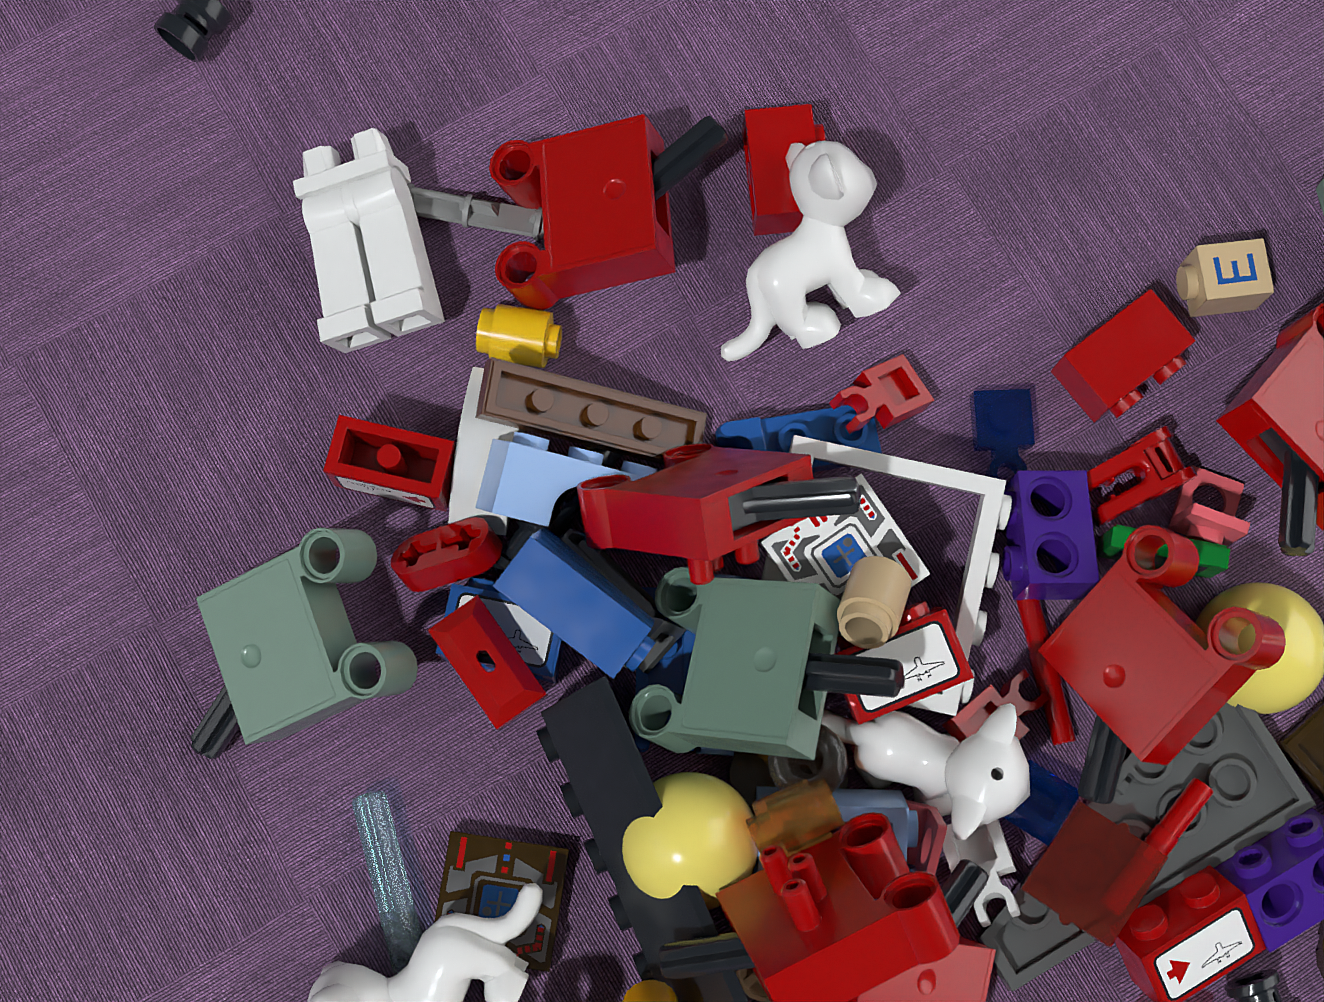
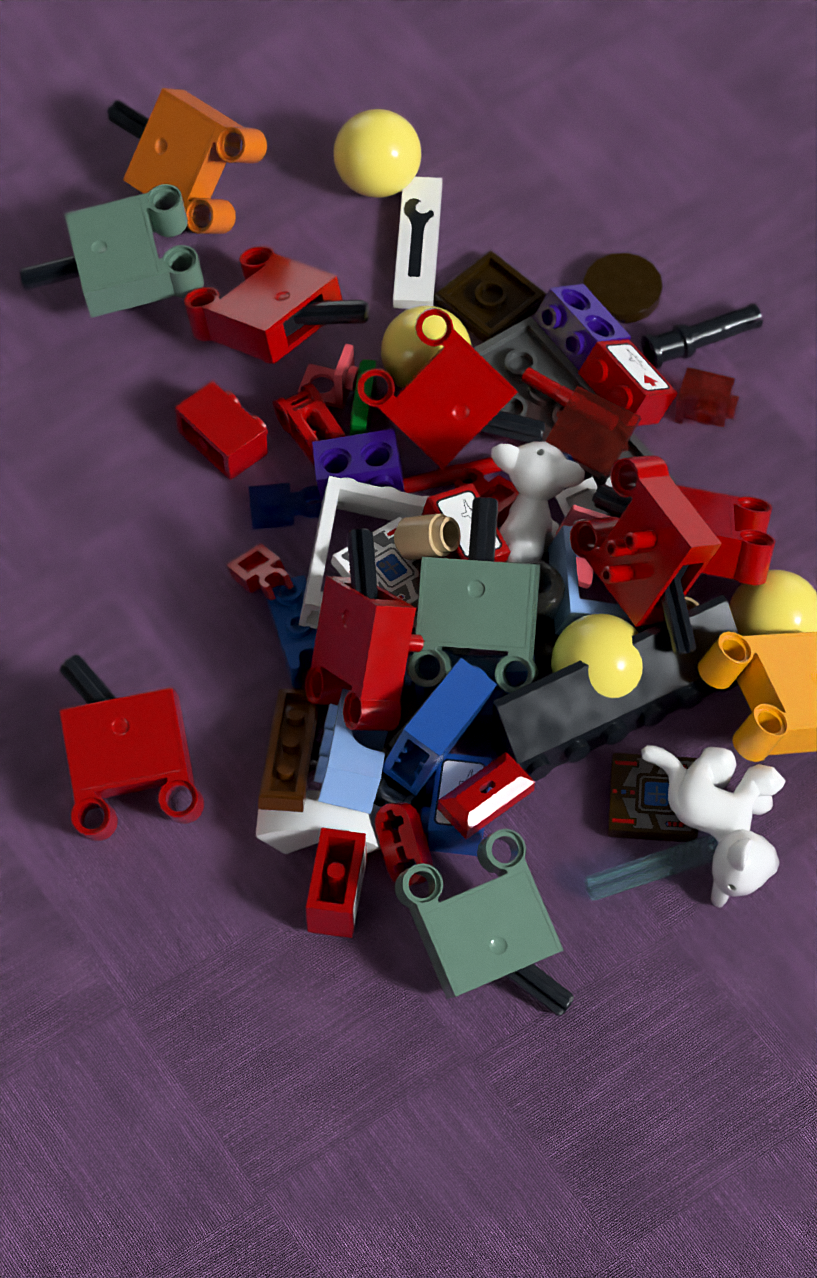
camera: 90 degrees left, 20 degrees down
(366, 245) = (157, 922): white hips -> none
(477, 212) = (122, 855): light grey piece -> none
(518, 335) = (225, 815): yellow brick -> none
(766, 141) = (93, 635): red brick -> none
(795, 817) = (579, 580): clear orange brick -> none
(830, 192) = (117, 589): white animal -> none
(1225, 278) = (159, 370): tan brick -> none

